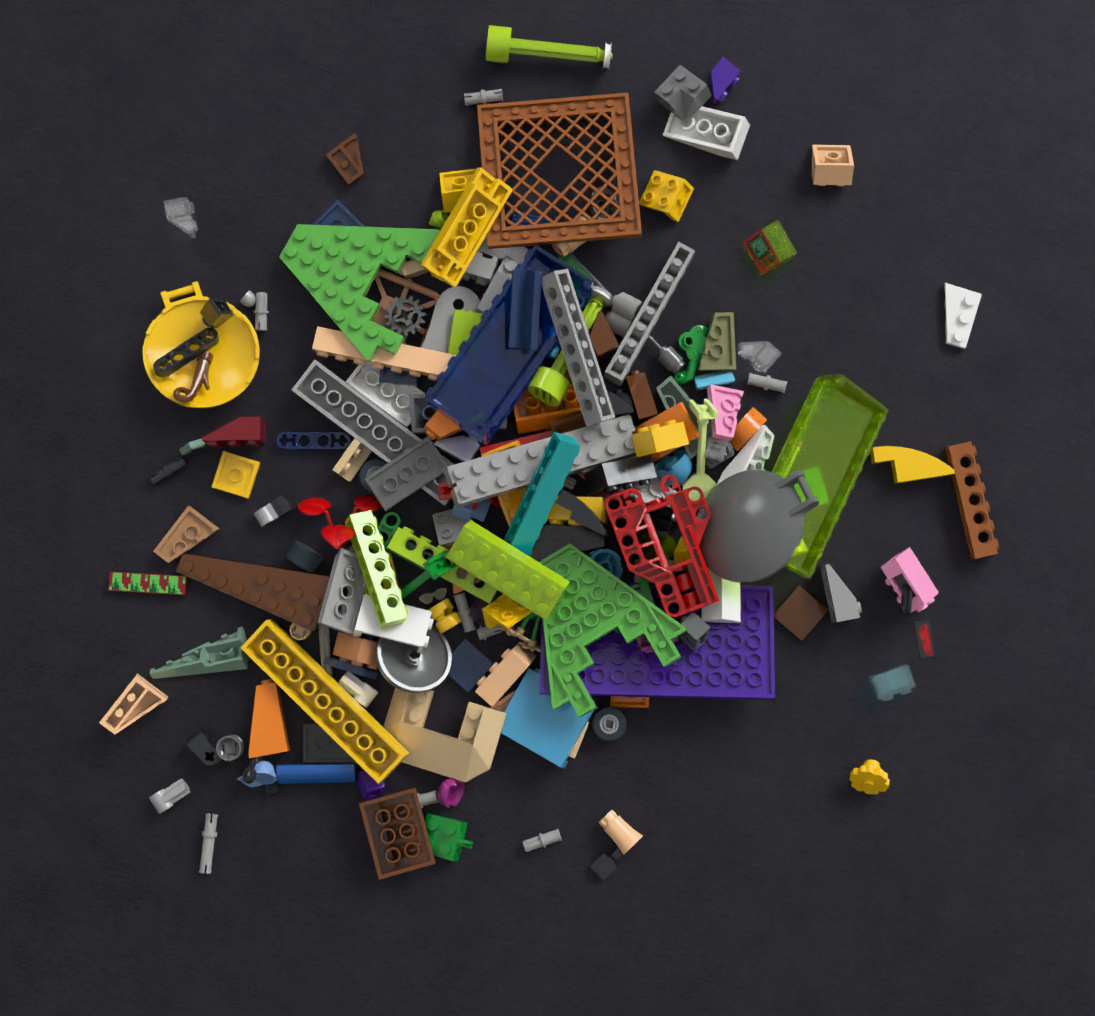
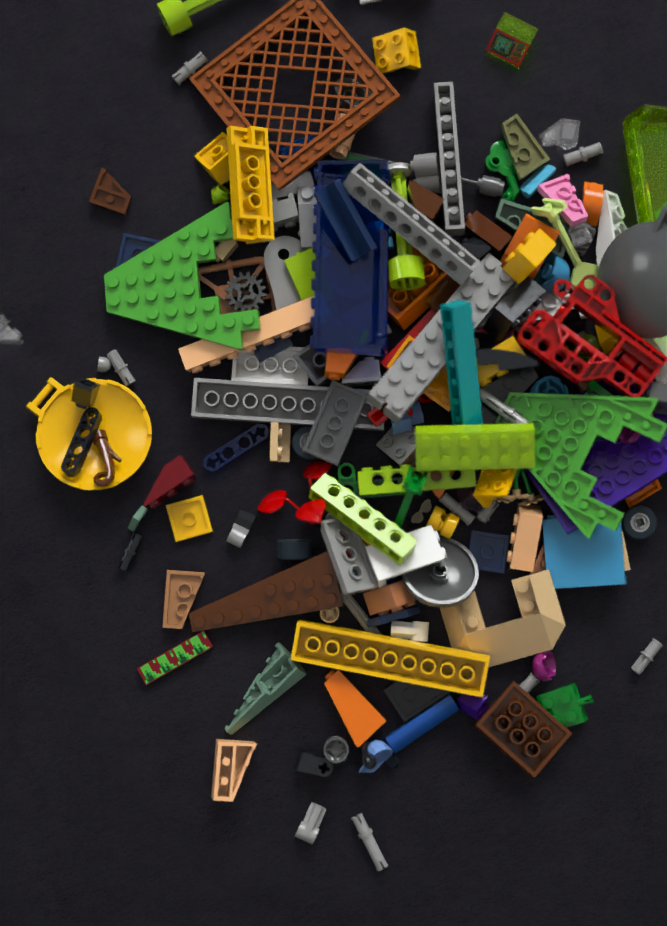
camera: 25 degrees left, 0 degrees up
(556, 560) = (486, 398): none -> light grey pin

